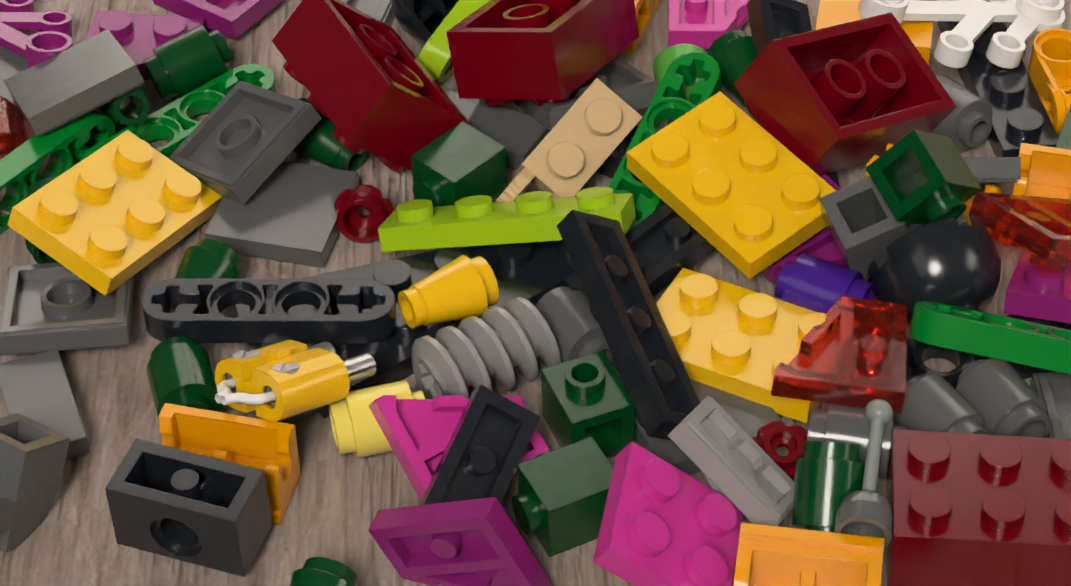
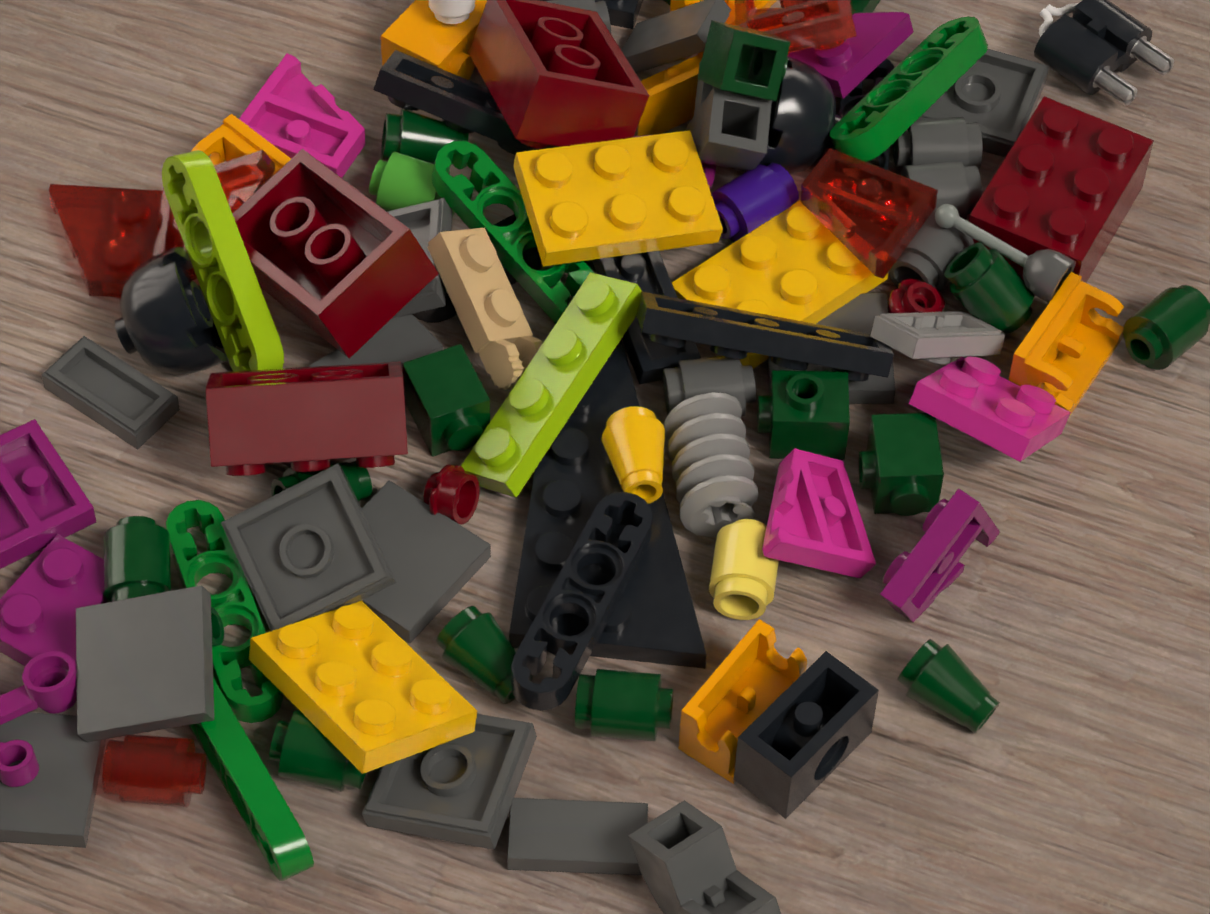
camera: 70 degrees left, 10 degrees up
(287, 378) = (699, 610): yellow piece -> none
(482, 450) = (859, 504): black plate -> none

